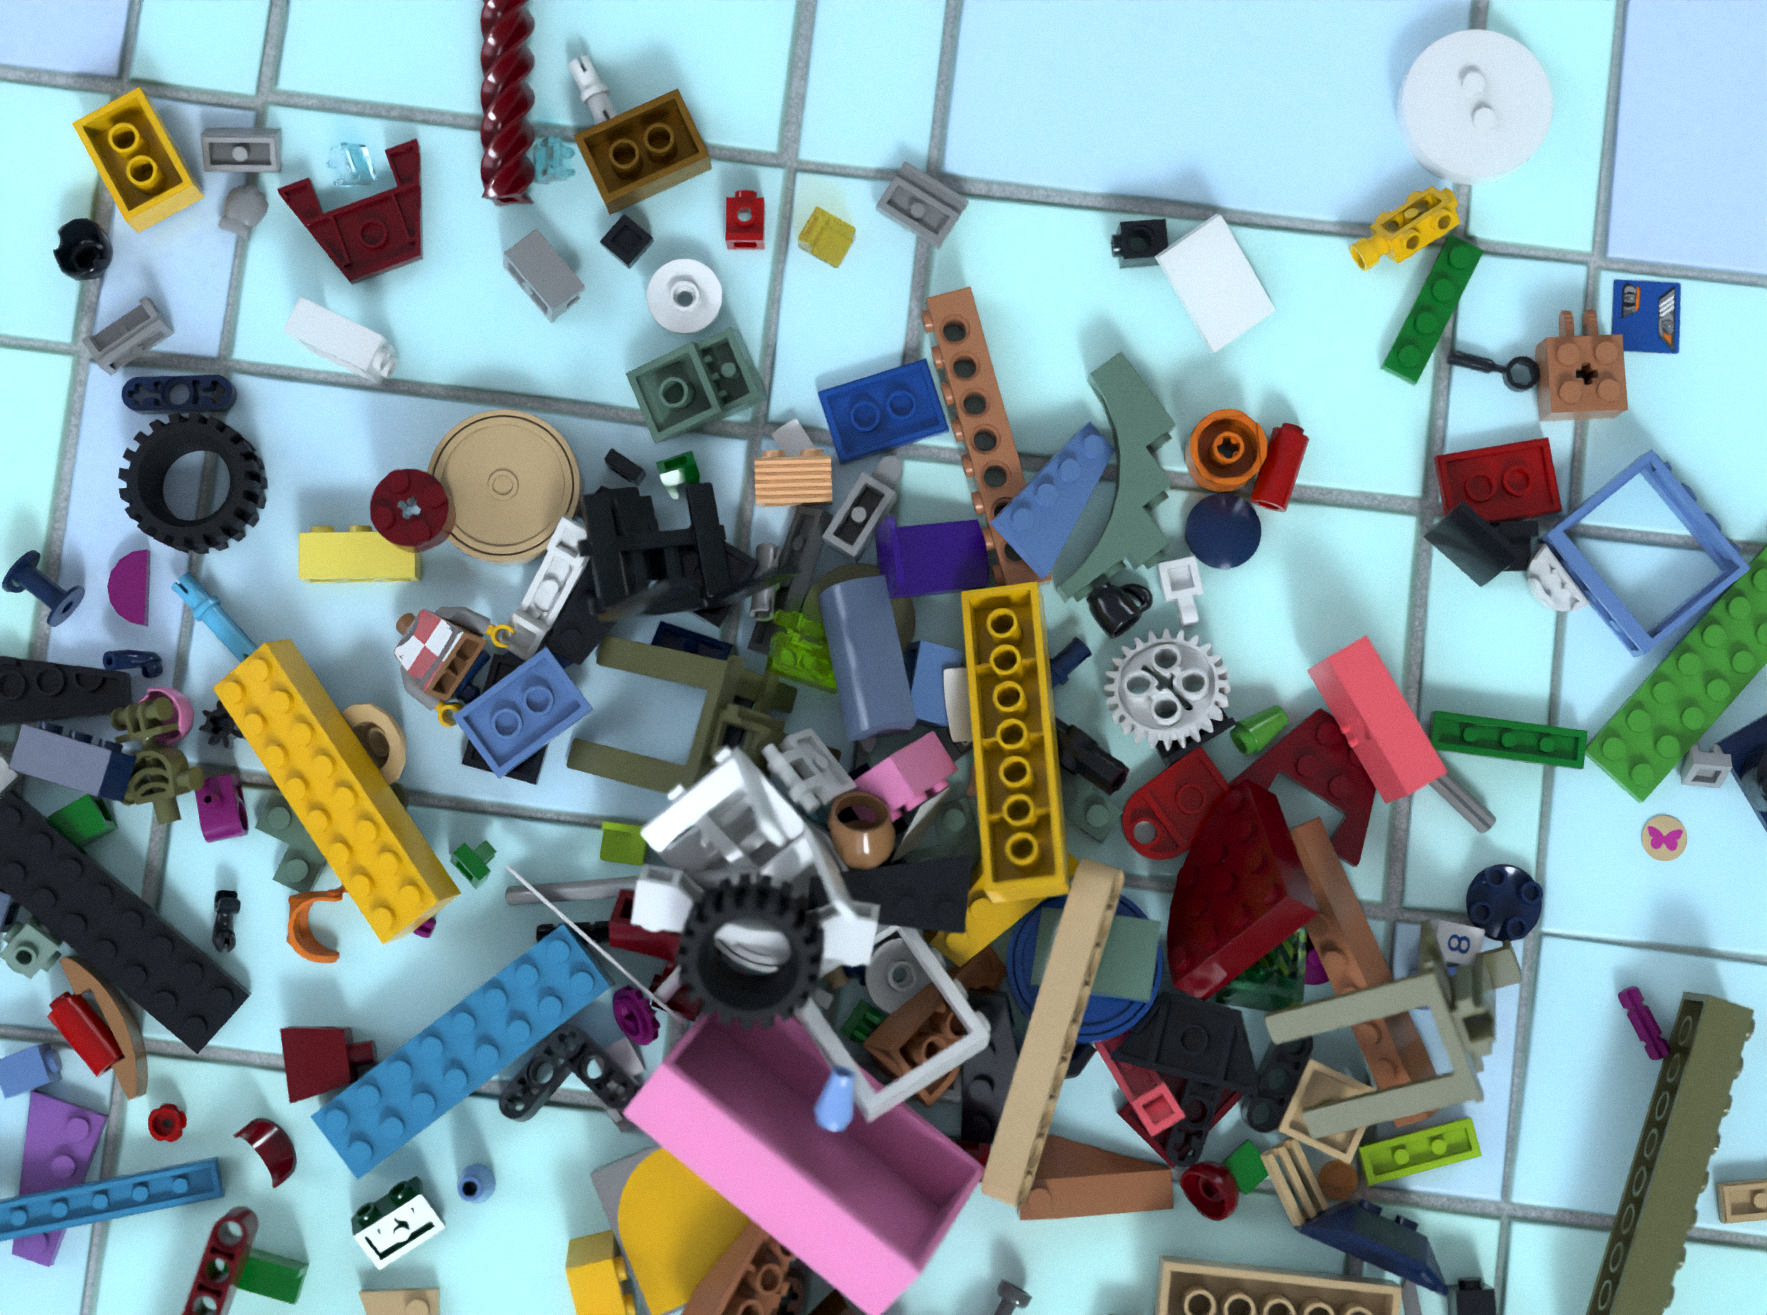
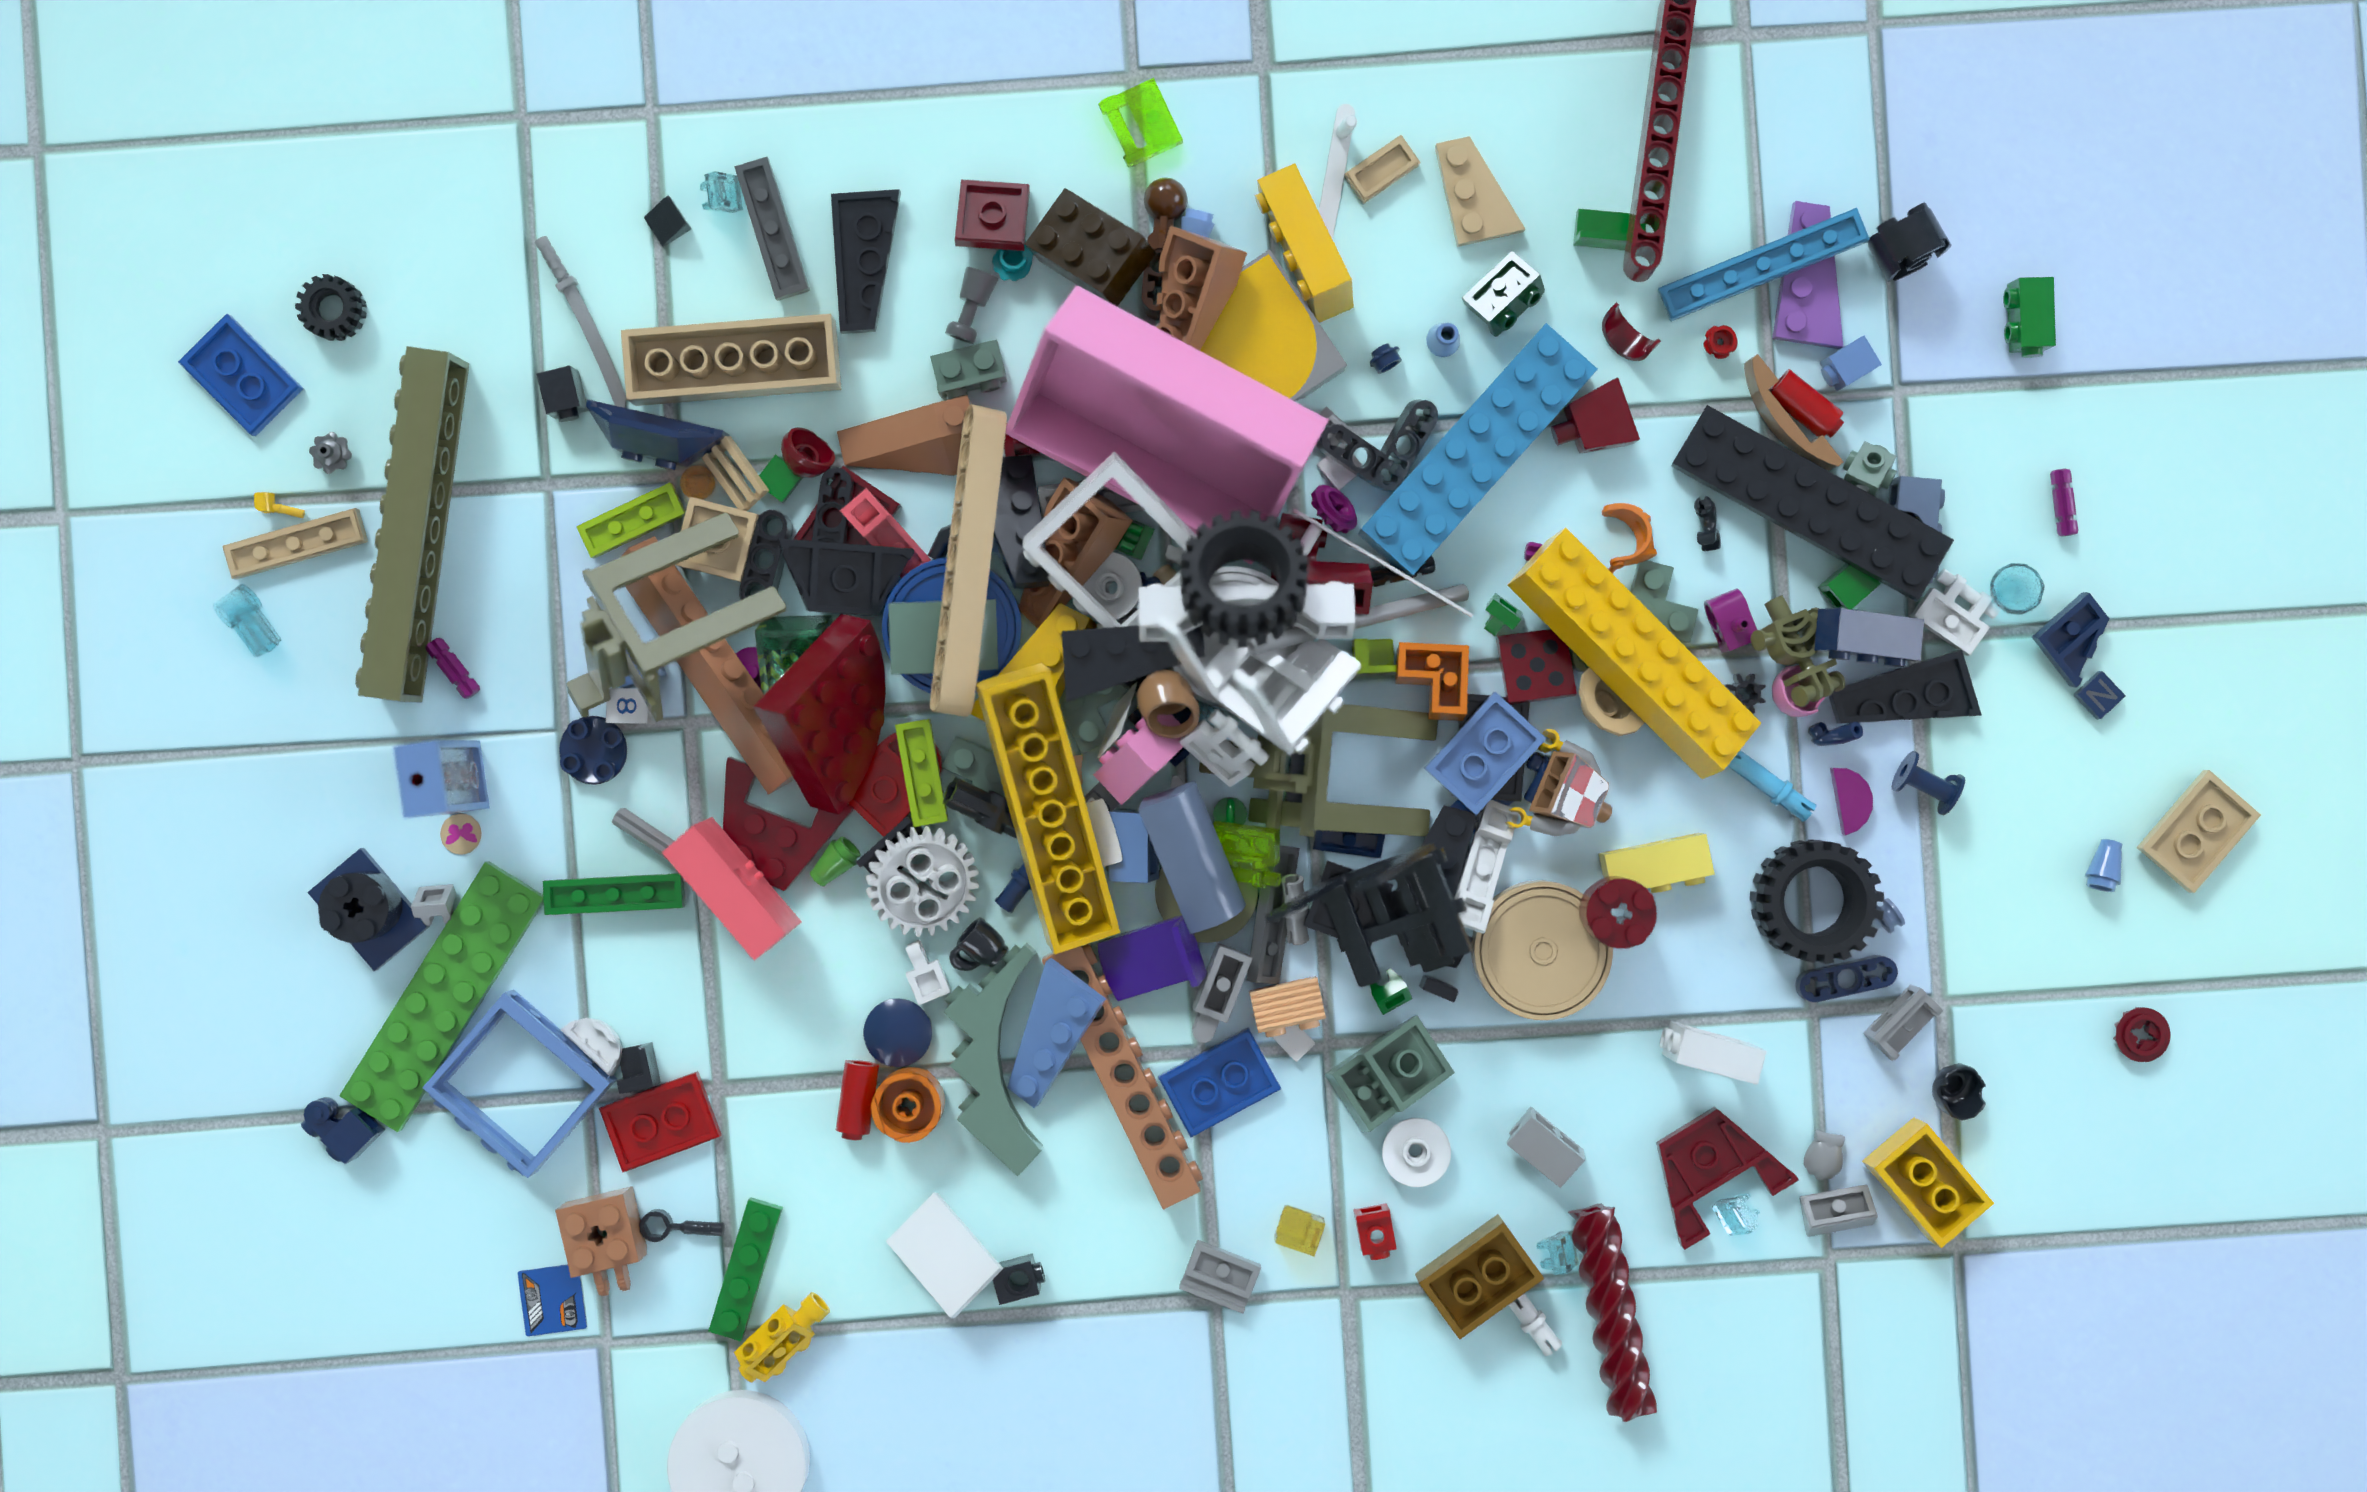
camera: 175 degrees right, 5 degrees up
(114, 452) = (1891, 916): none -> sand blue bush
(448, 797) = (1535, 667): none -> dark red tile
(545, 1175) = (1385, 358): none -> dark blue plate
(550, 813) = (1443, 669): none -> orange brick
(626, 241) = (1477, 1192): black plate -> none
(815, 702) = (1230, 811): none -> green tile
(835, 1103) = (1145, 463): light blue cone -> none
(1012, 1250) = (969, 370): none -> sand green bracket
(1146, 808) = (921, 772): none -> lime plate
(1472, 544) = (674, 1062): black slope -> none
(1676, 899) = (441, 777): none -> medium blue brick
(1742, 1291) = (330, 452): none -> flat silver plant

